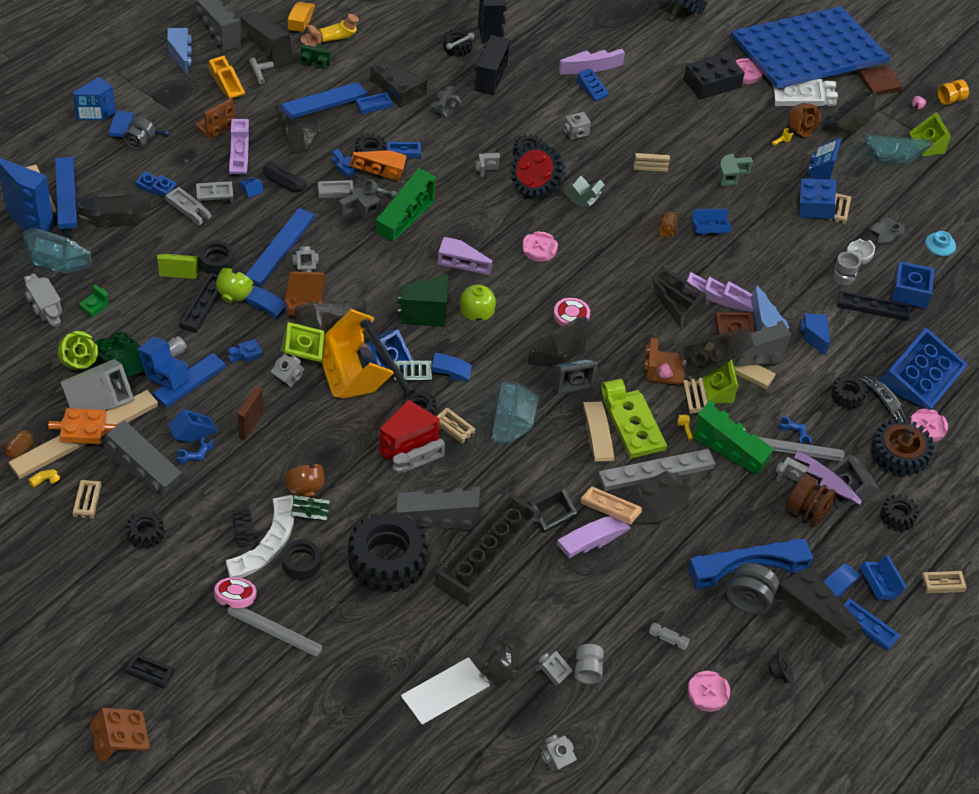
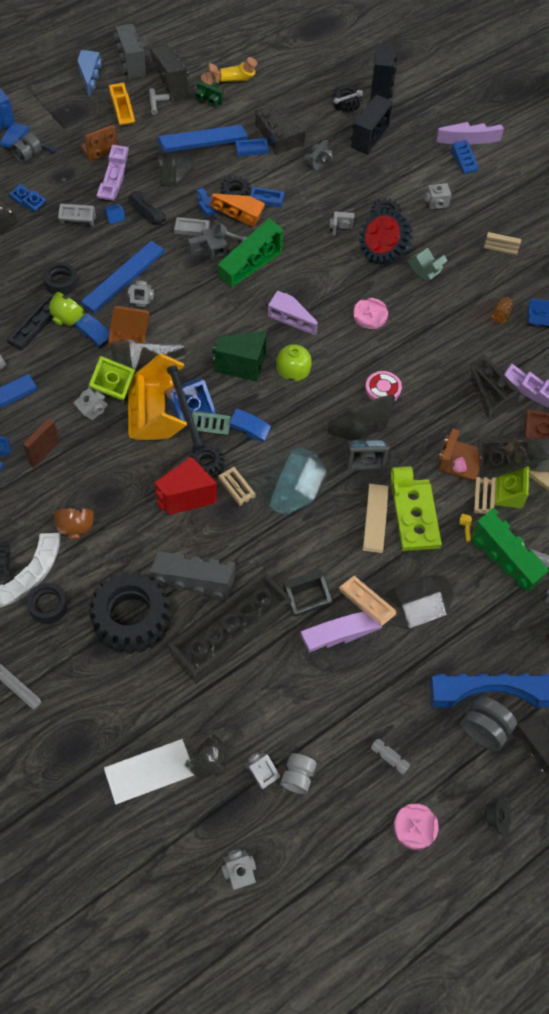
camera: 15 degrees right, 10 degrees up
(178, 265) = (22, 281): lime slope -> none
(187, 205) = (49, 223): light grey hinge -> none
(248, 351) = (62, 377): blue plate -> none
(300, 16) = (206, 54): light orange slope -> none
(310, 508) = (70, 551): dark green hips -> none
(418, 457) = (191, 514): light grey hinge -> none
(641, 472) = (421, 567): light grey plate -> none

